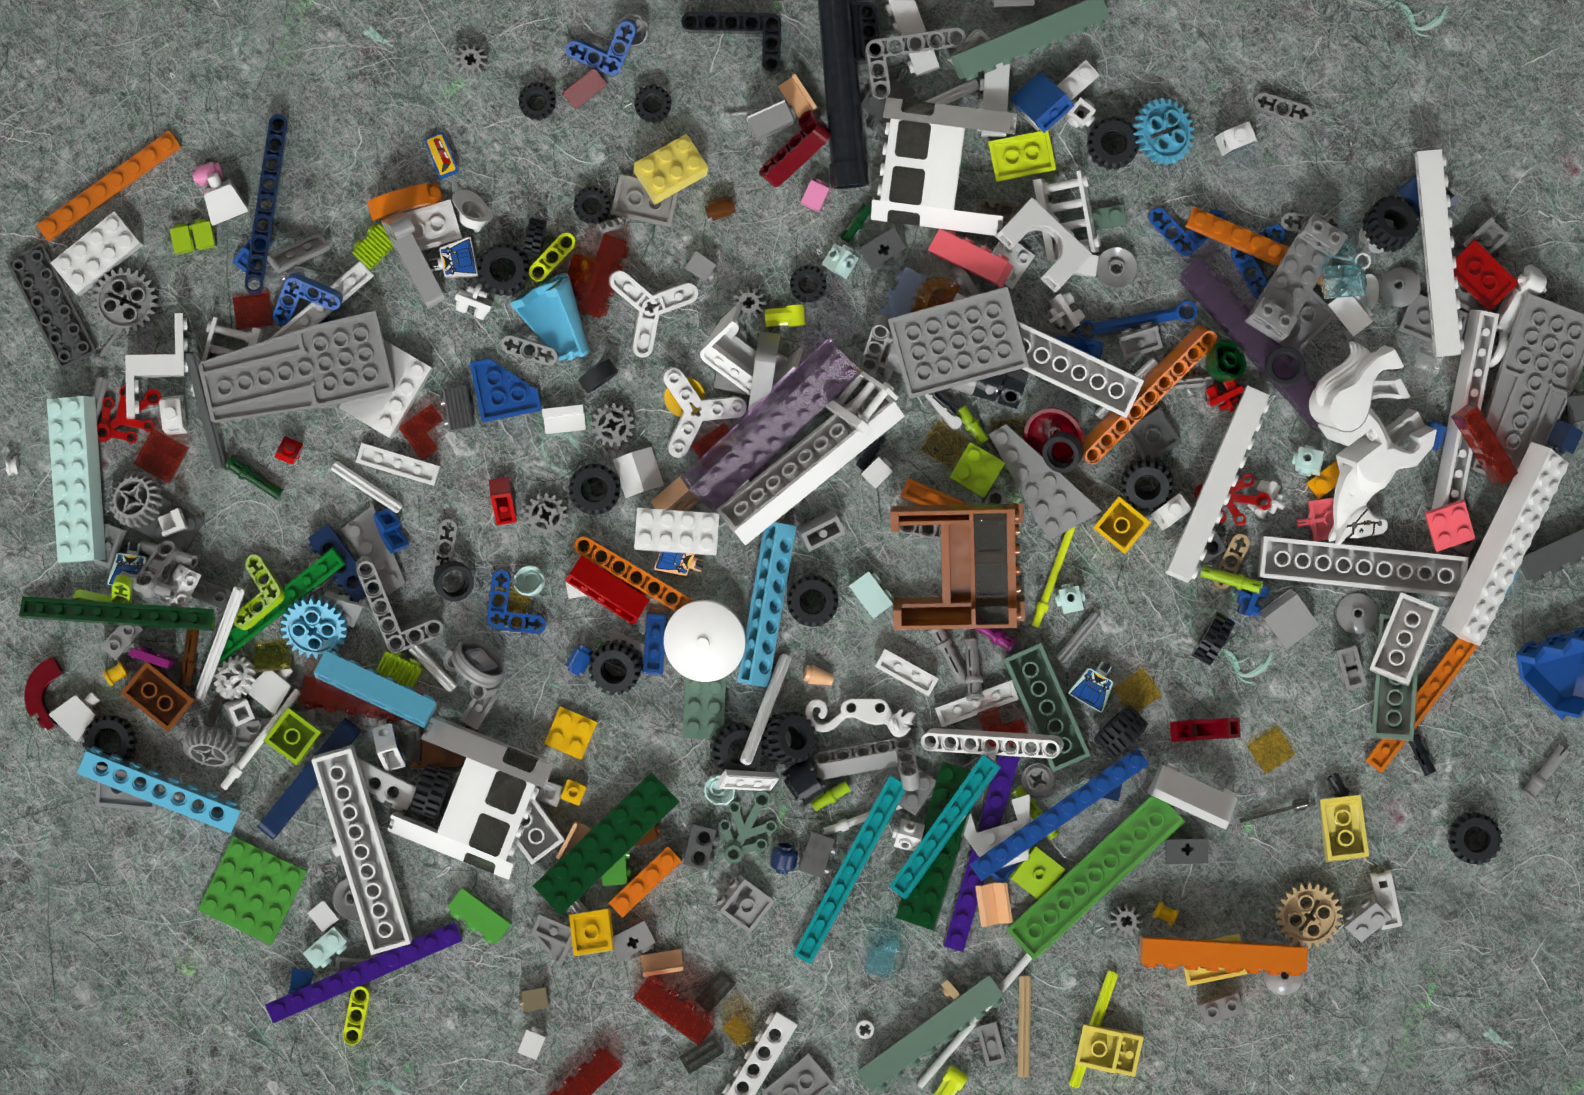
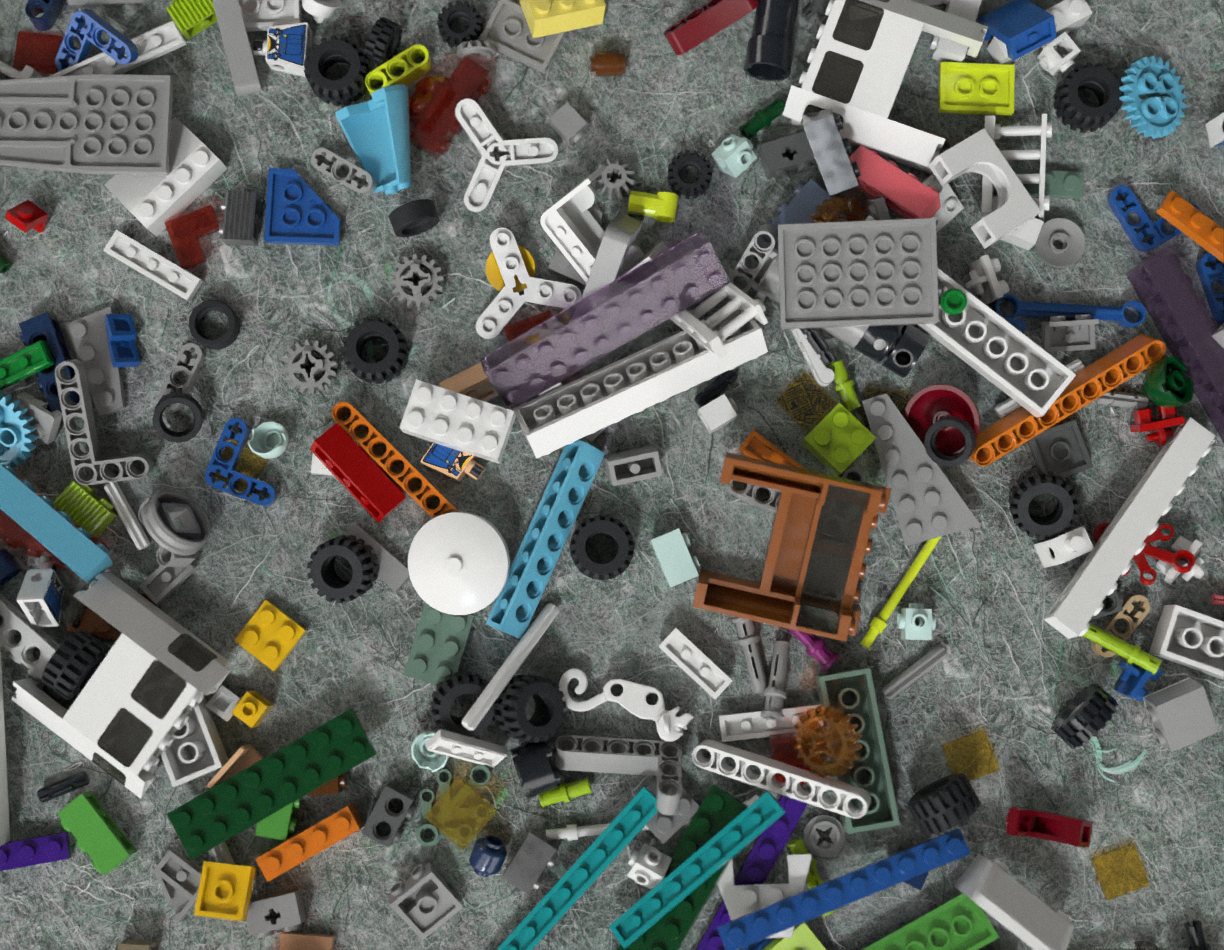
camera: 15 degrees right, 5 degrees down
(366, 487) = (110, 283): white axle -> none
(442, 888) = (63, 787): none -> black axle
(460, 484) = (197, 316): none -> black tyre
(475, 298) = (283, 96): white hips -> none
(502, 501) = (263, 337): red slope -> none
(564, 419) = (362, 260): white panel -> none
(579, 660) = (302, 548): blue brick -> none
(638, 472) = (434, 344): white slope -> none
(654, 644) = (396, 555): blue tile -> none
(755, 831) = (461, 813): none -> clear yellow tile
(815, 195) = (723, 75): bright pink brick -> none
(816, 675) = (585, 640): light nougat cone -> none
(915, 245) = (831, 150): none -> slope
(1026, 705) = (813, 737): none -> clear orange gear
(1037, 347) = (953, 301): none -> green plate
(1093, 687) = (919, 739): torso -> none
(1122, 525) = (1001, 548): yellow brick -> none

